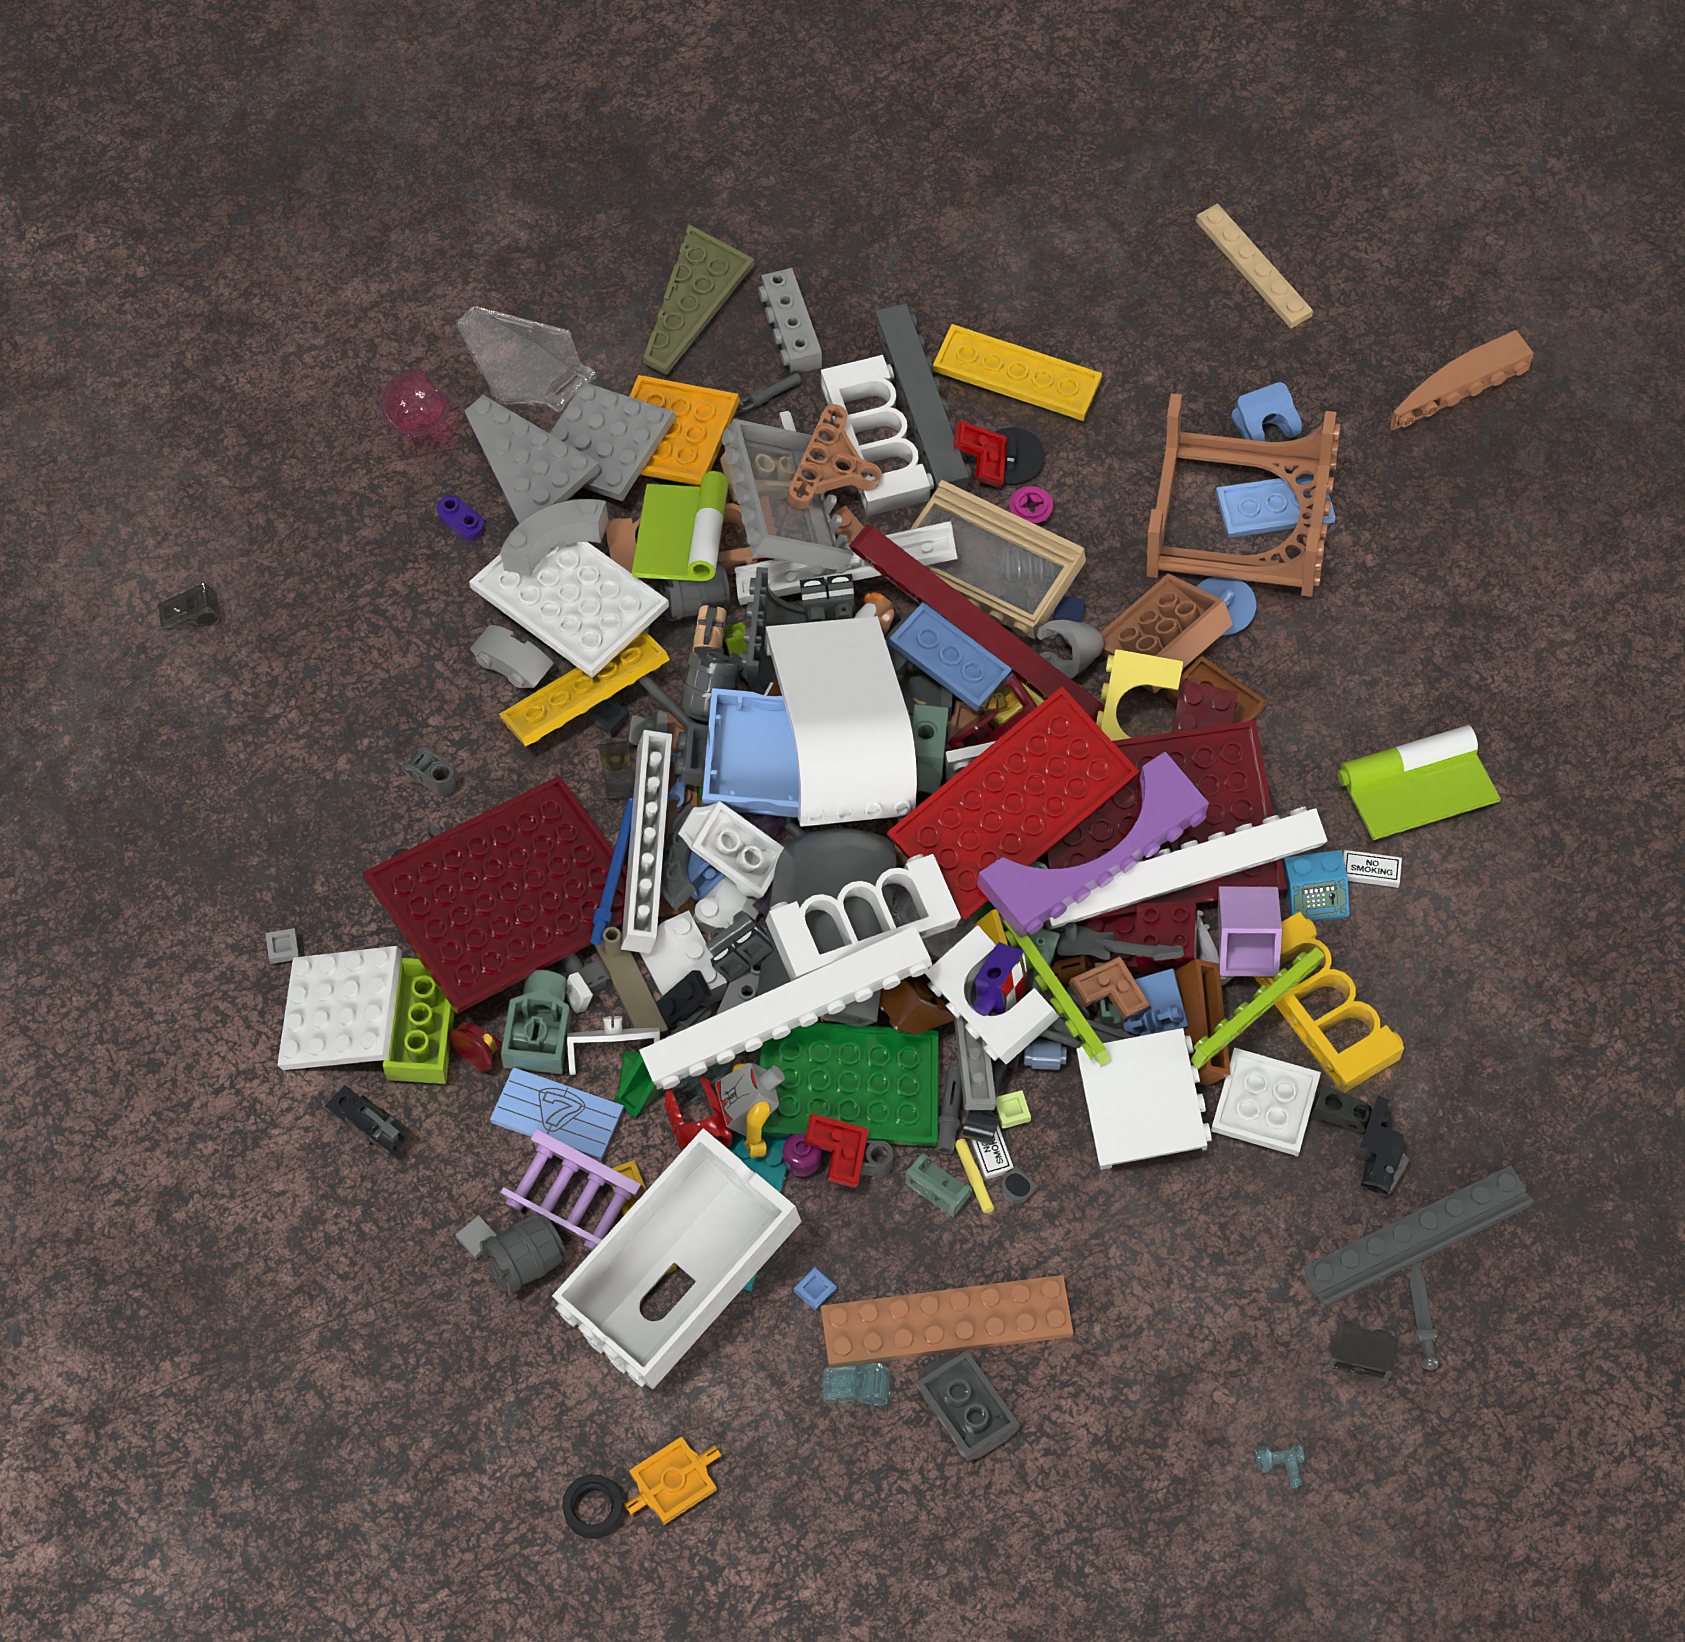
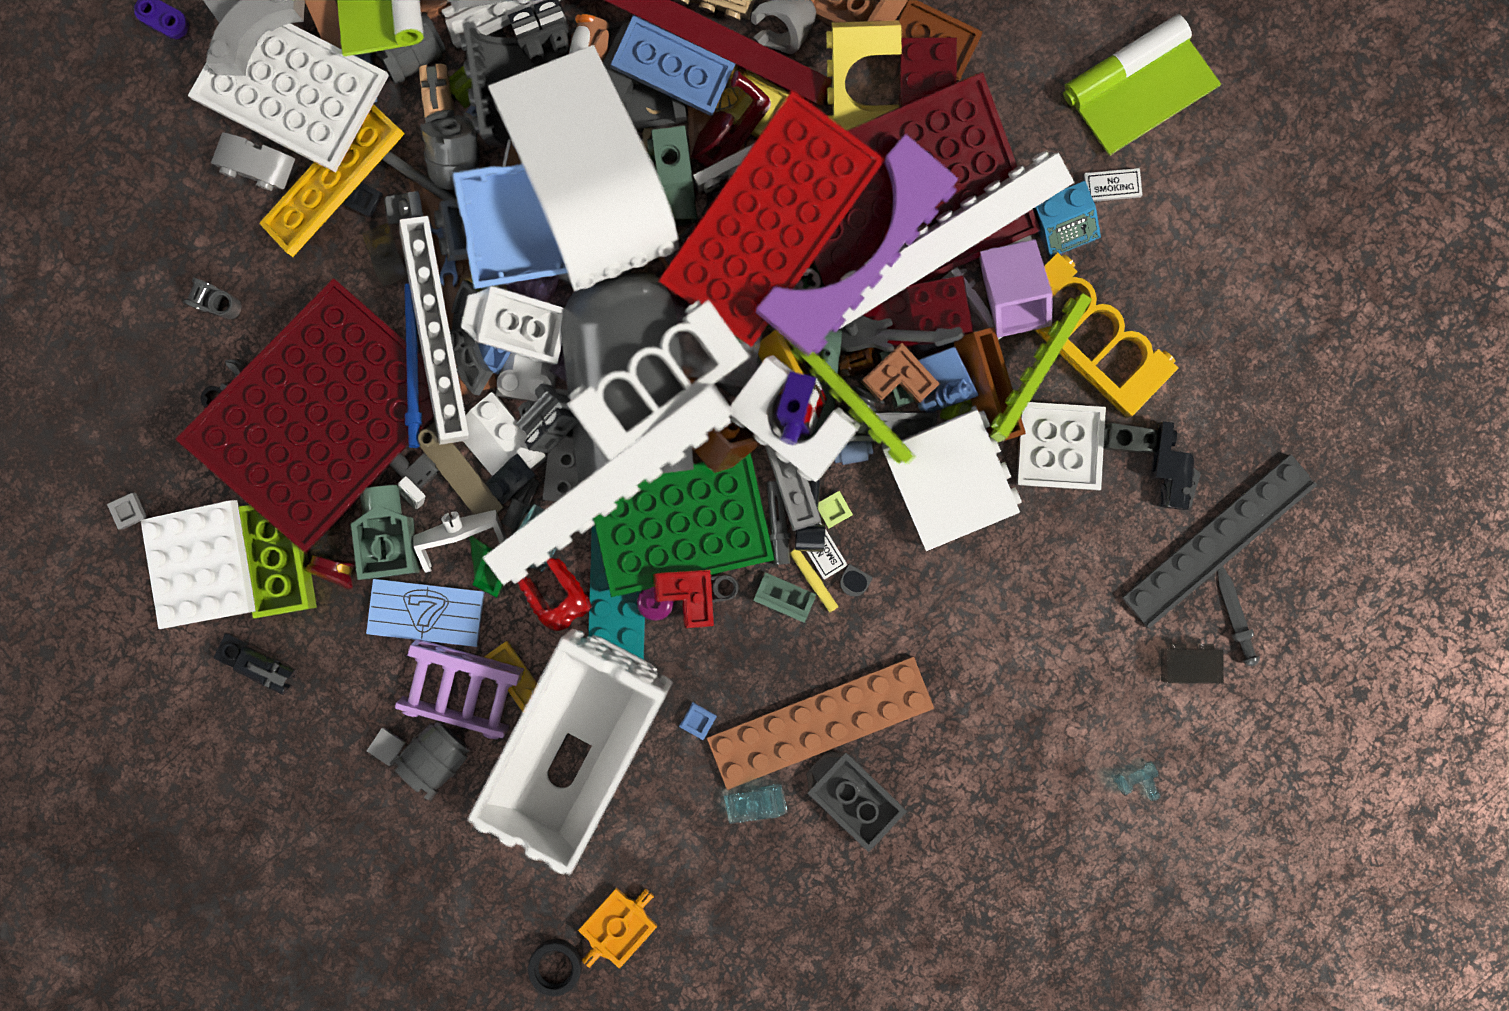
camera: 10 degrees left, 25 degrees up
(747, 1101) = (595, 574): light grey torso -> none

